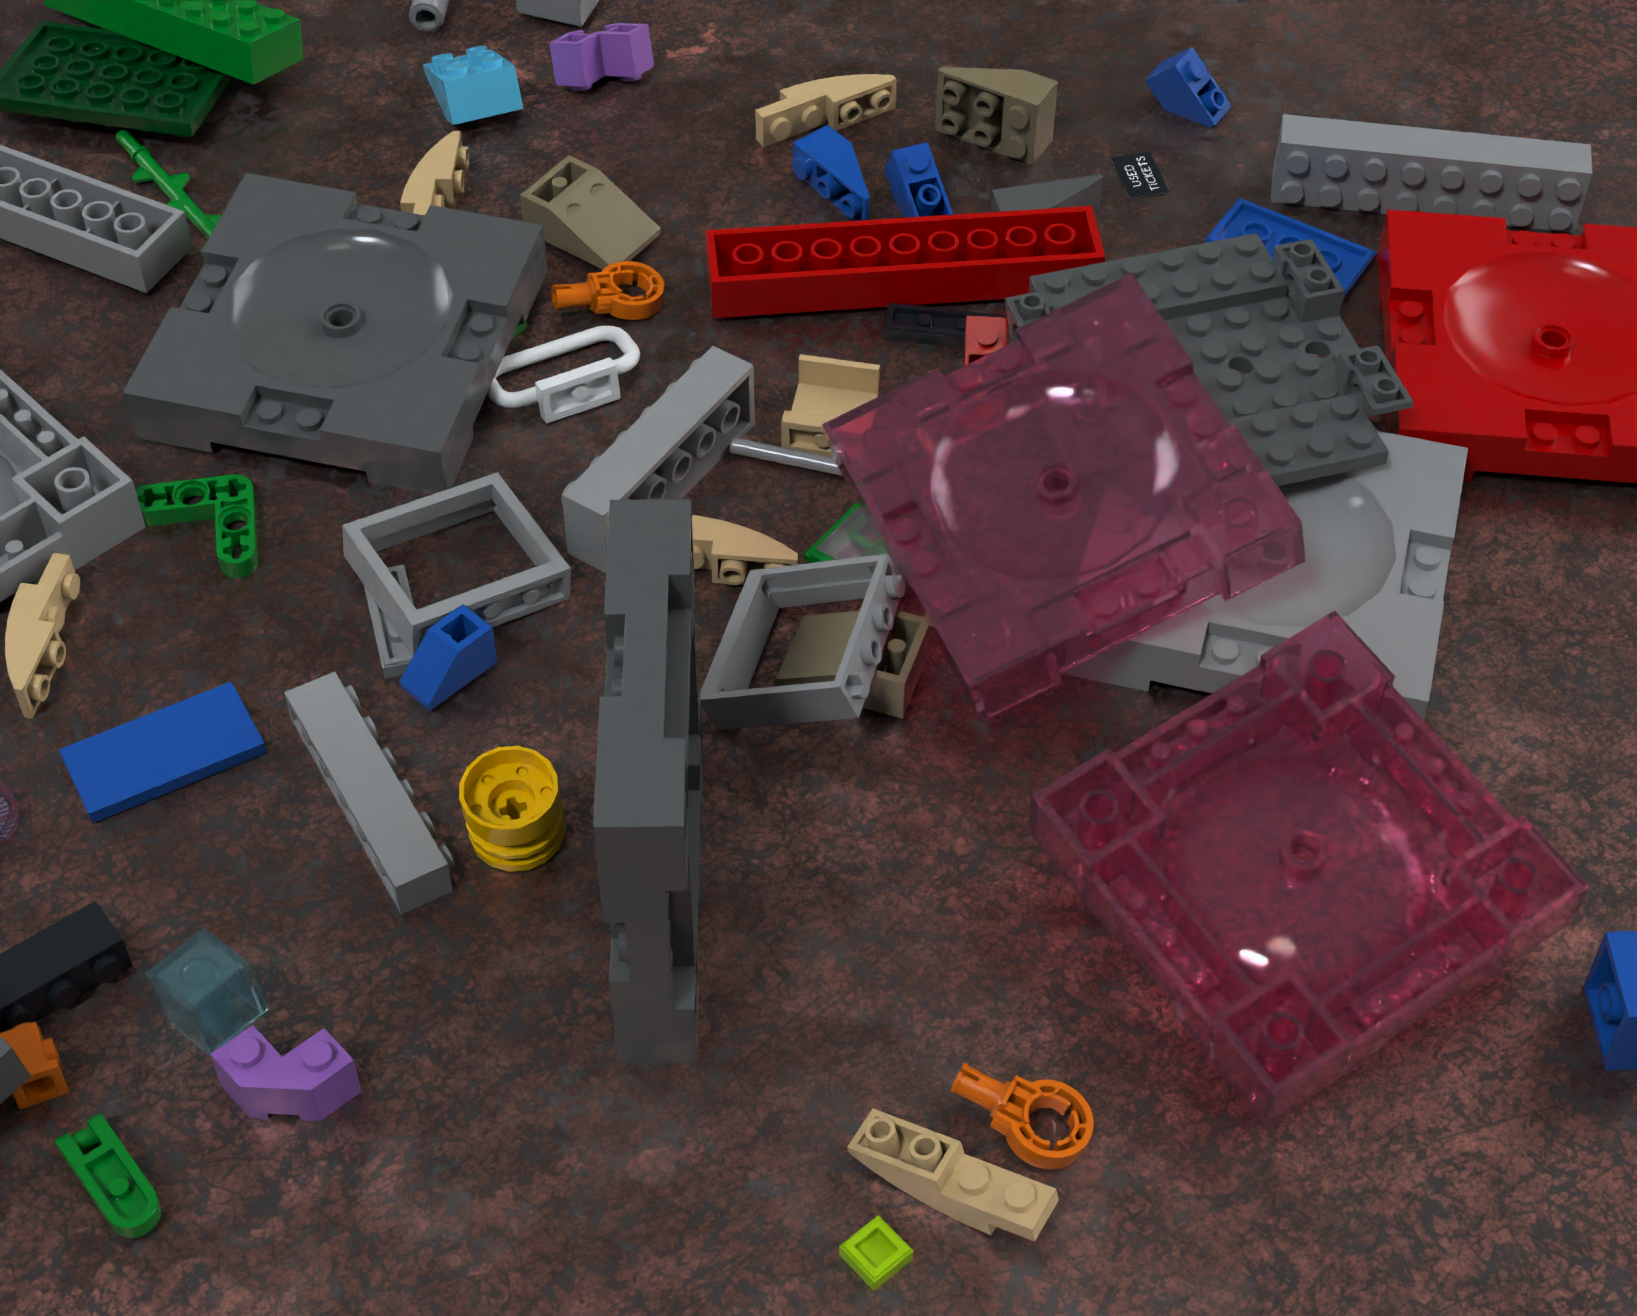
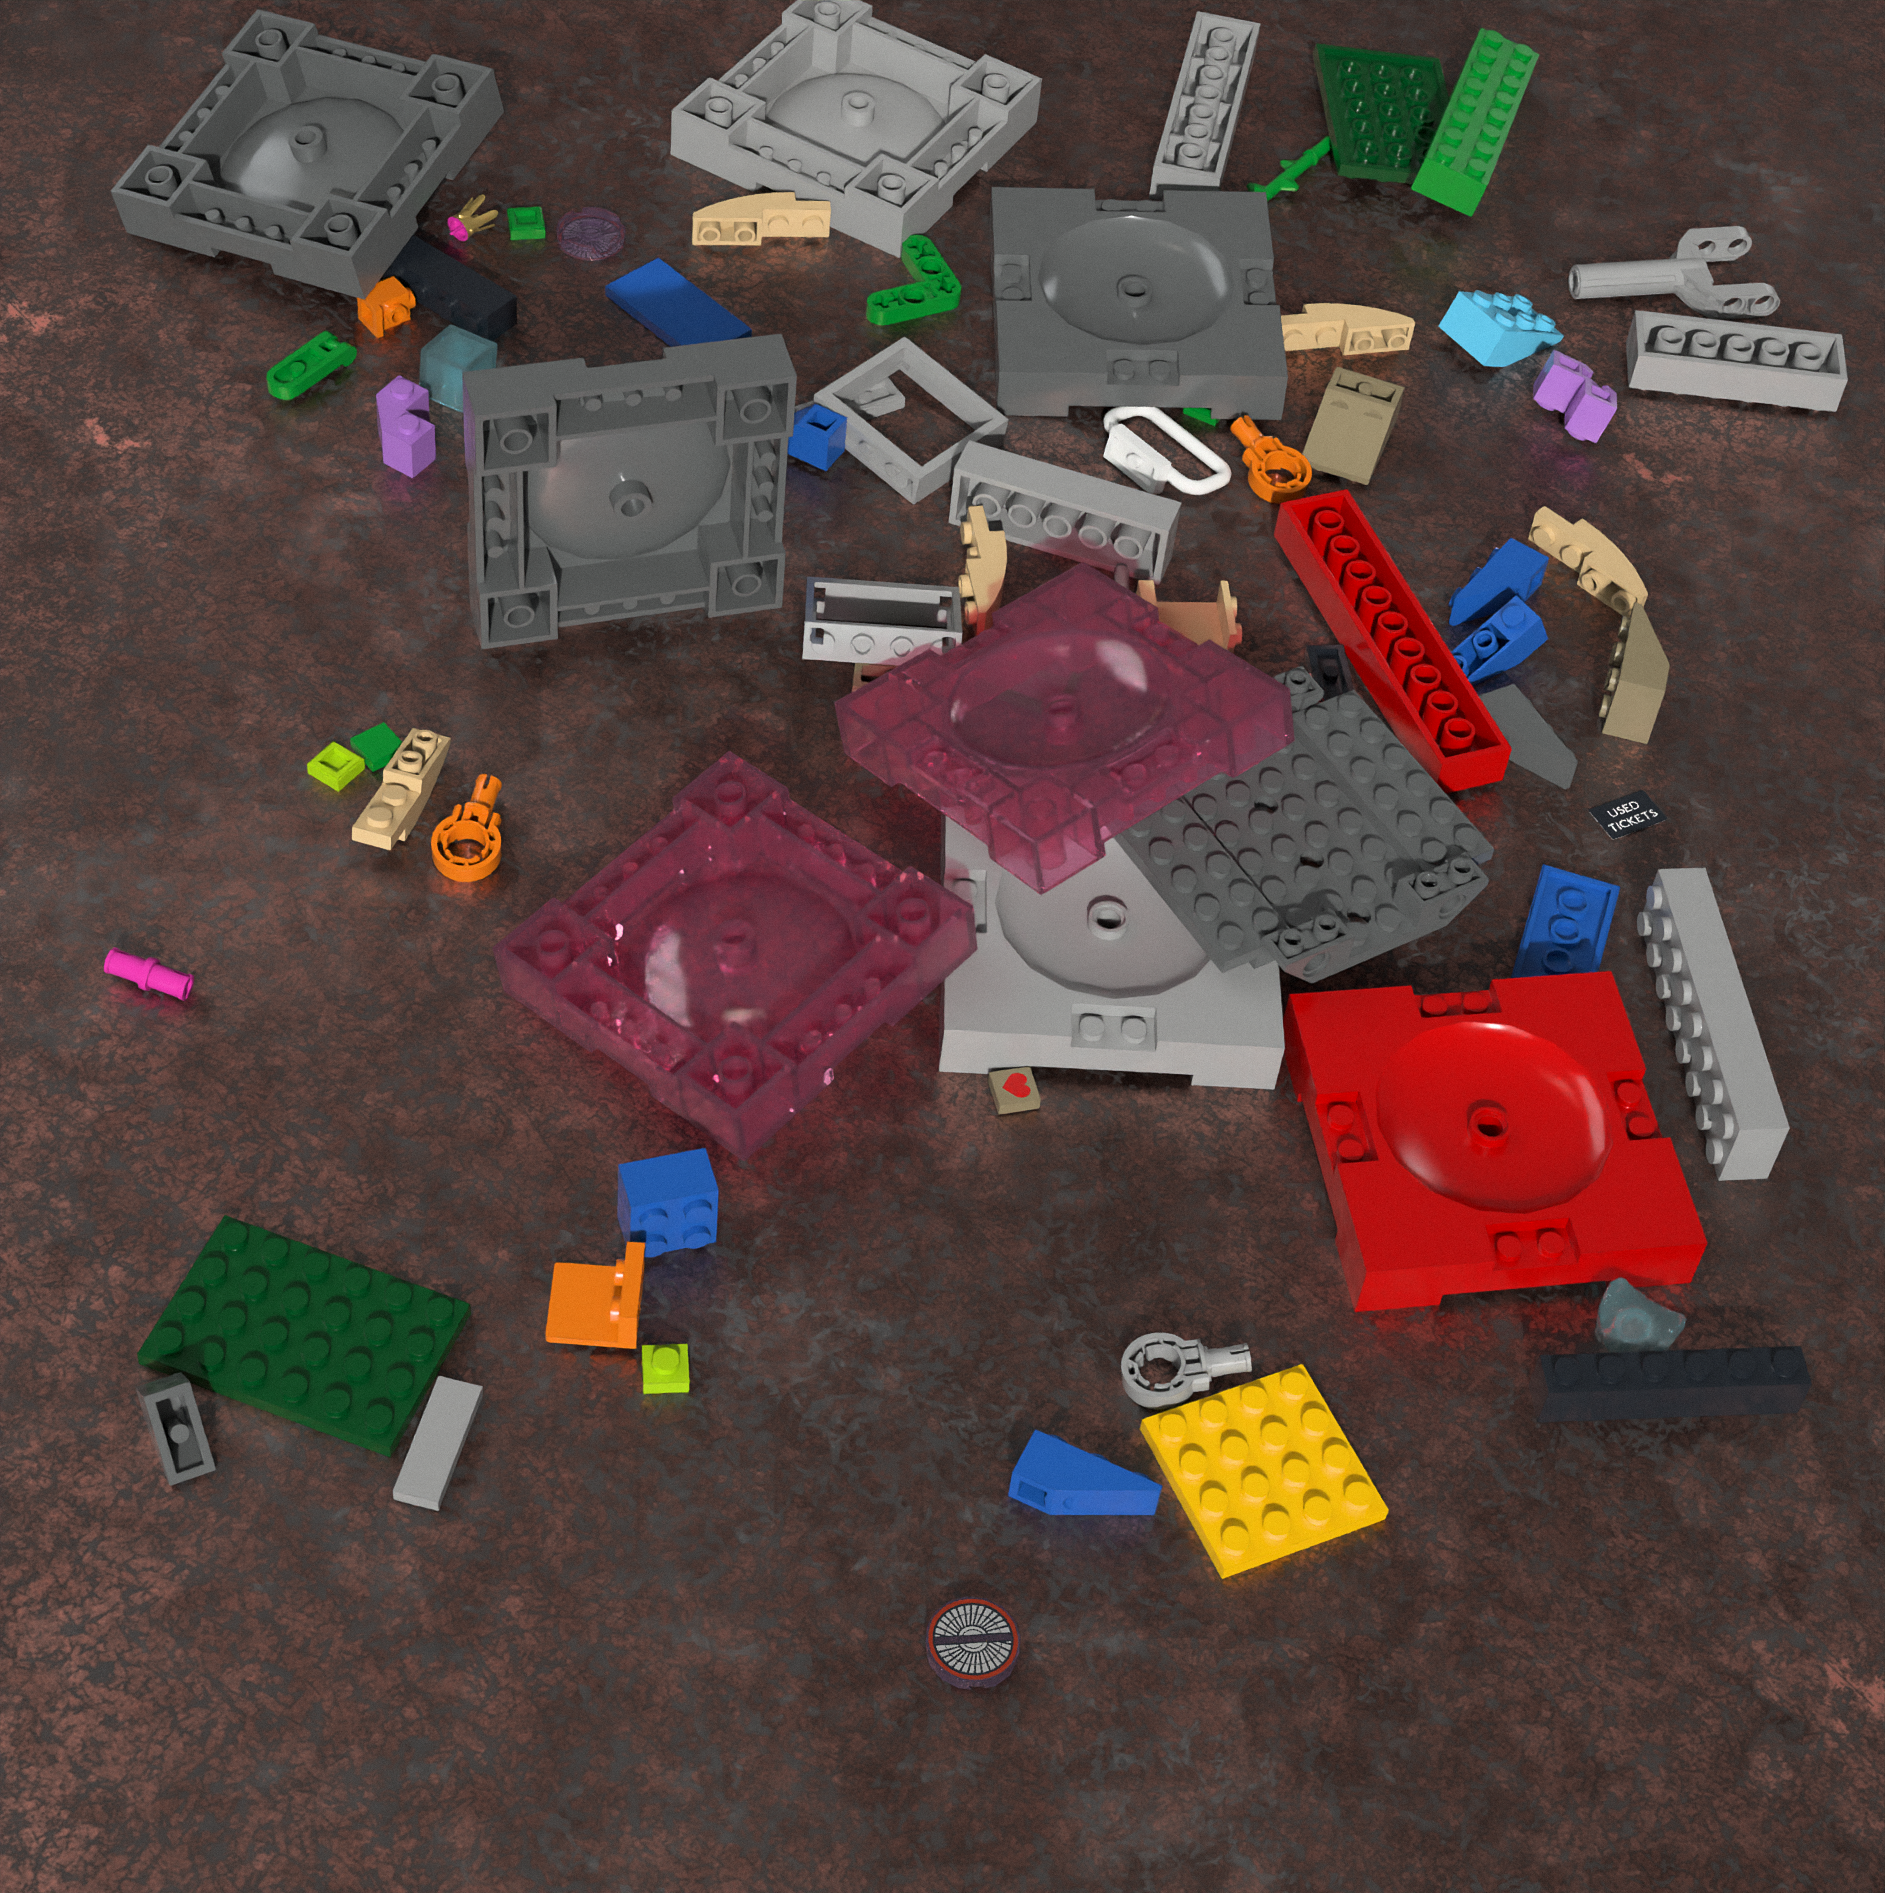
camera: 70 degrees right, 0 degrees up
(853, 1198) = (376, 746): none -> green tile
(1188, 89) = (1763, 831): blue slope -> none
(1455, 687) = (1014, 1090): none -> dark tan tile

